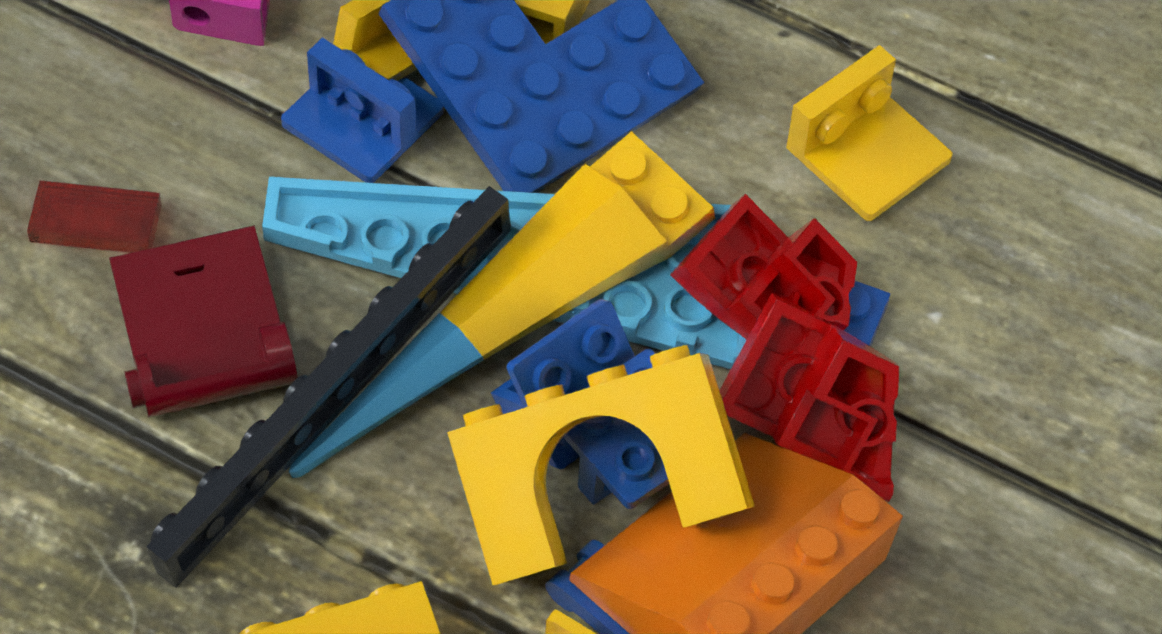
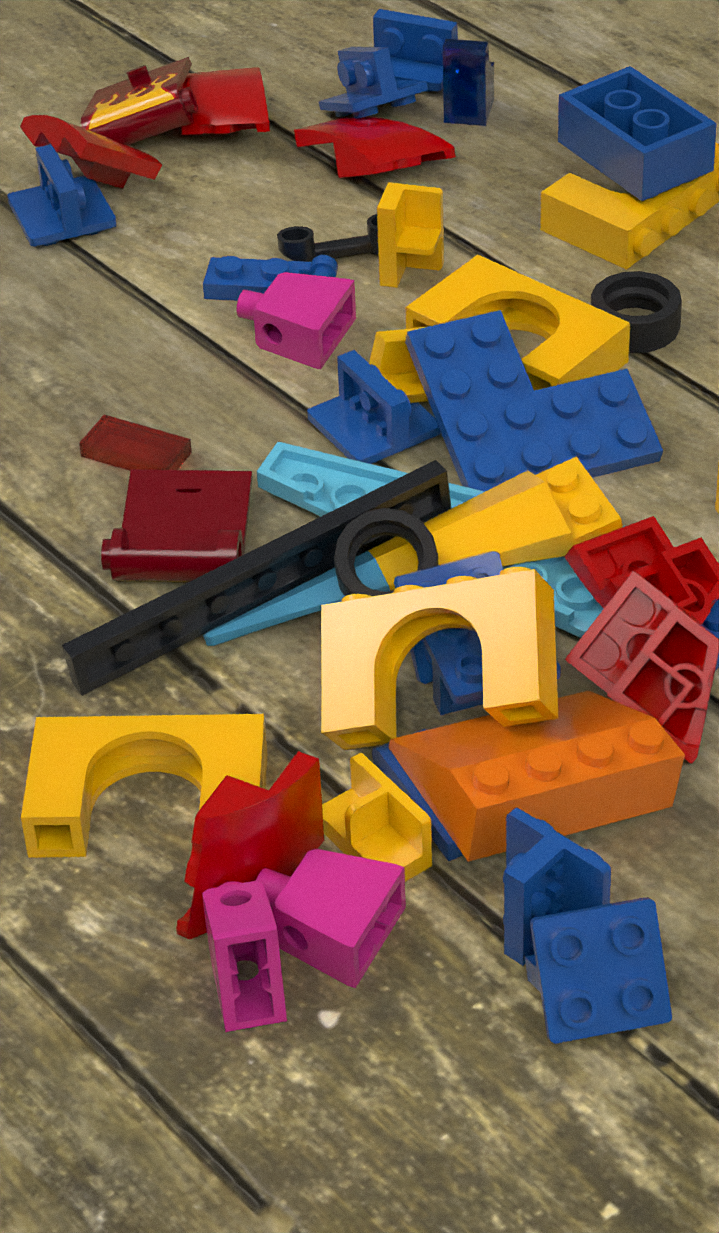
camera: 25 degrees right, 15 degrees down
(433, 321) = (375, 524): none -> black tyre

